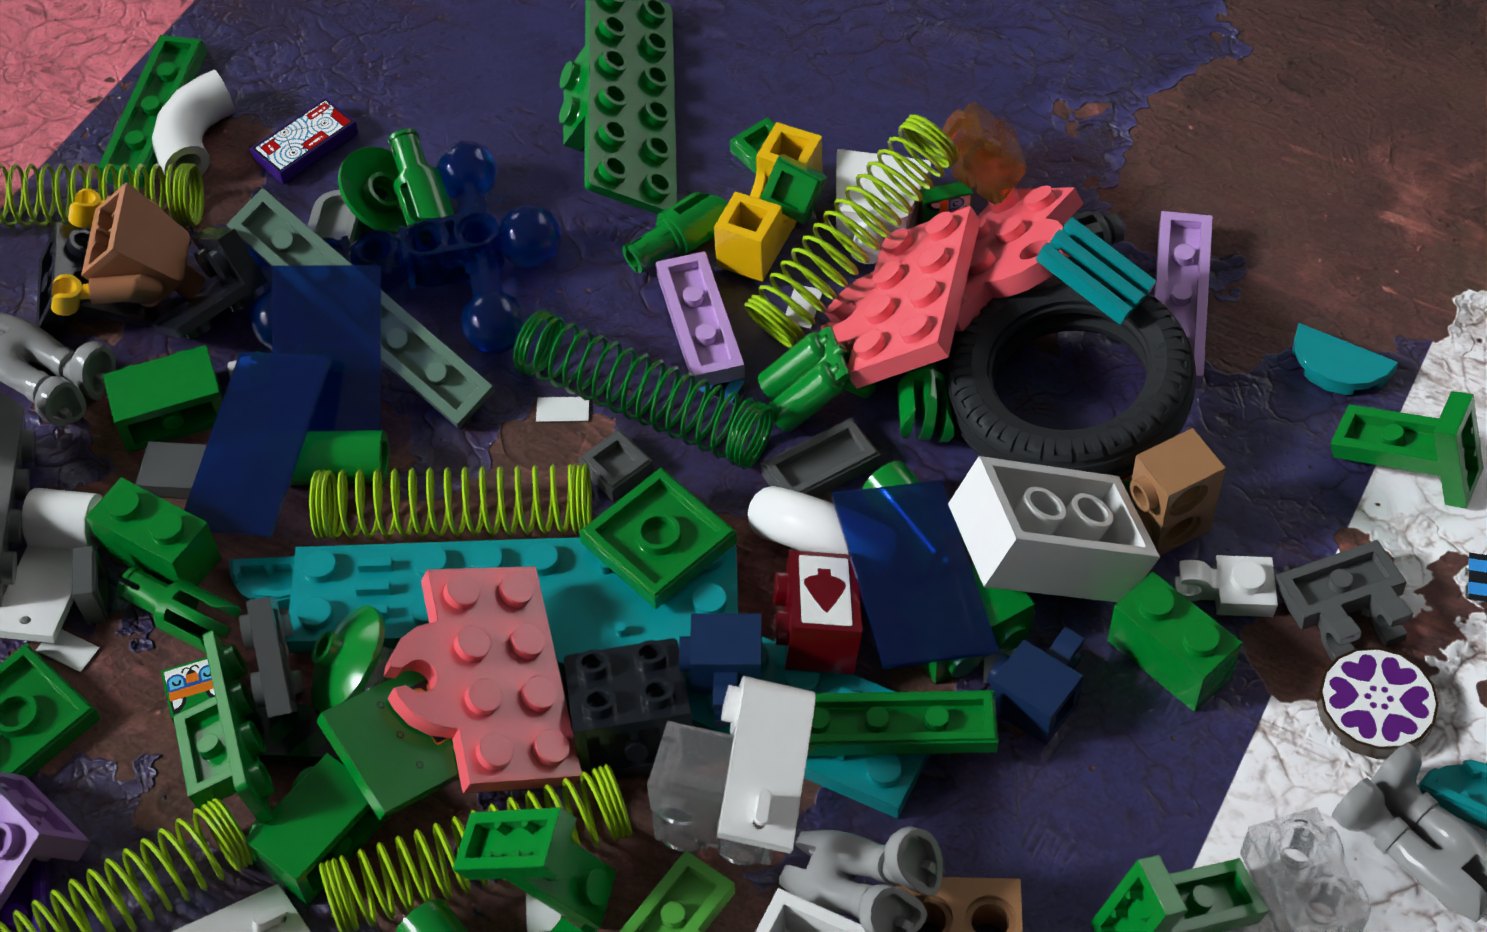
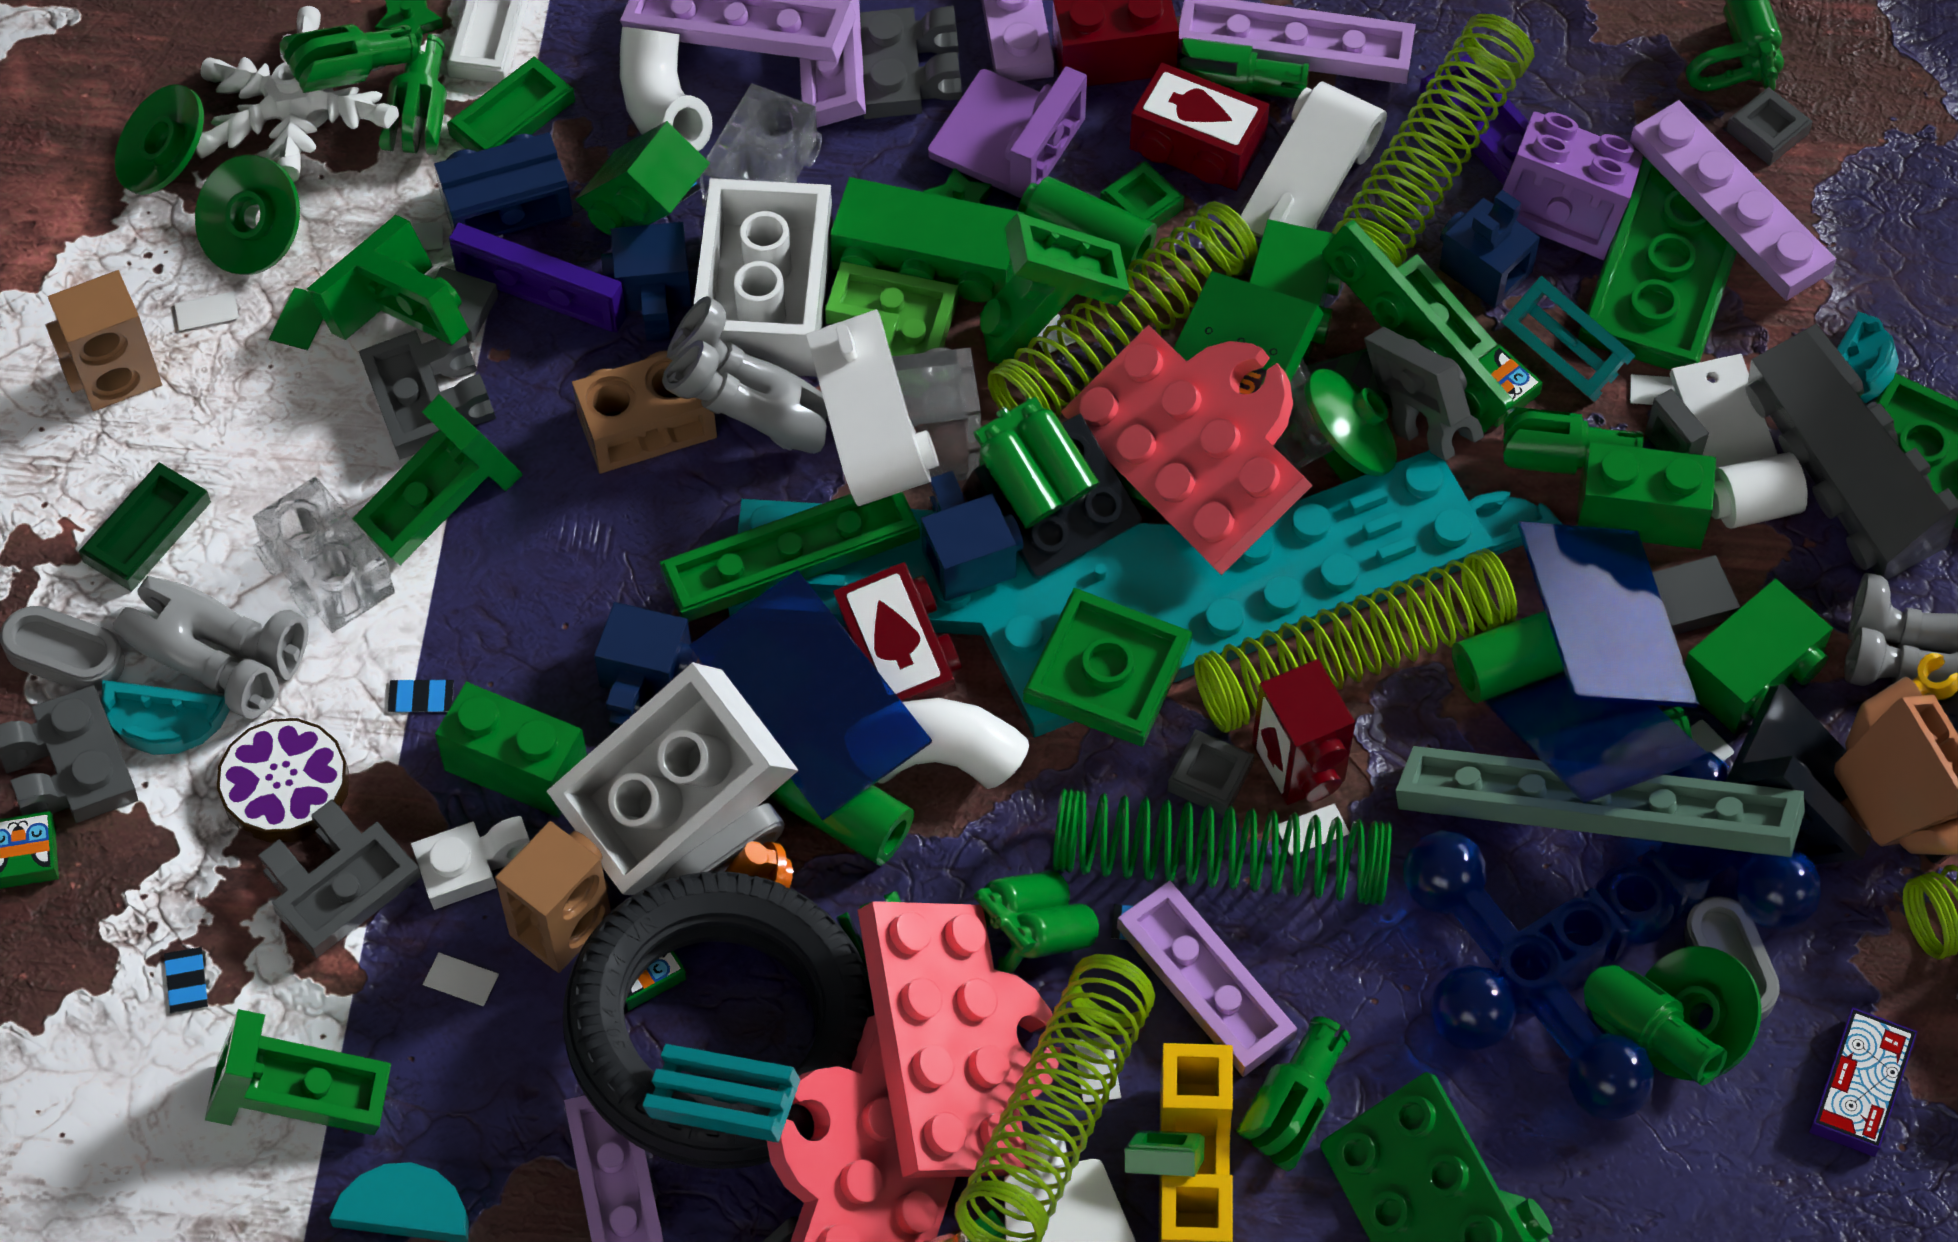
camera: 155 degrees right, 5 degrees up
(98, 740) = (1605, 371): none -> teal tile
(118, 801) = (1489, 248): none -> dark blue brick
(538, 425) = (1303, 733): none -> dark red brick
(639, 683) = (1034, 461): none -> green piece
(823, 461) = (980, 849): dark grey tile -> none
(1238, 746) = (420, 695): none -> sticker
(1258, 509) = (461, 979): none -> white sticker

